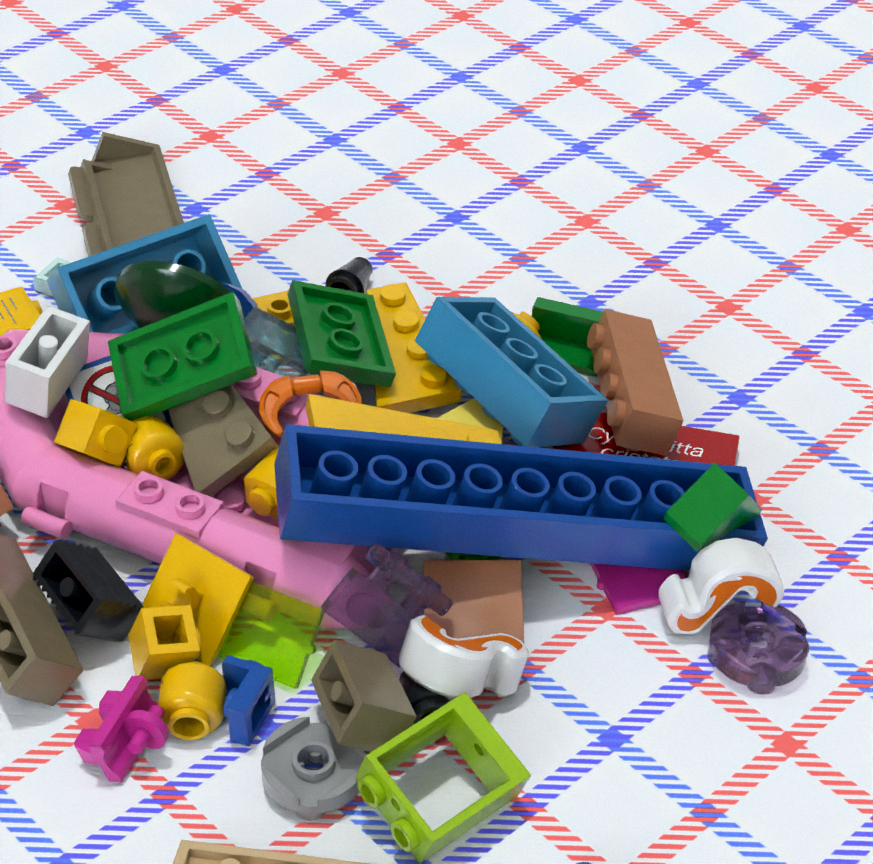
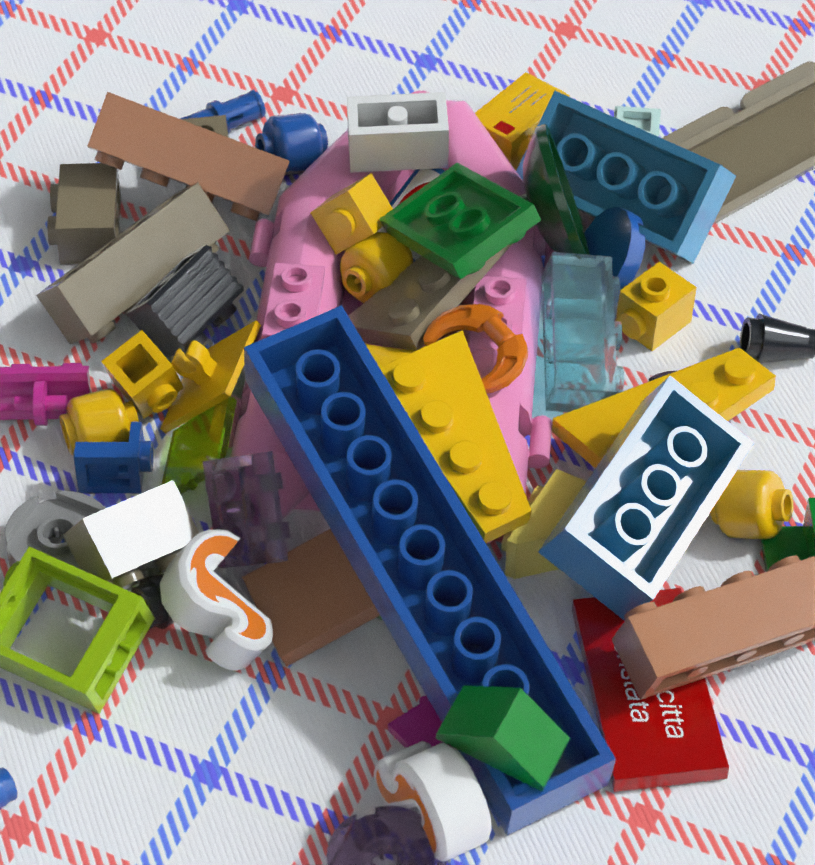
camera: 70 degrees right, 5 degrees up
(340, 333) = (620, 340): green plate -> none

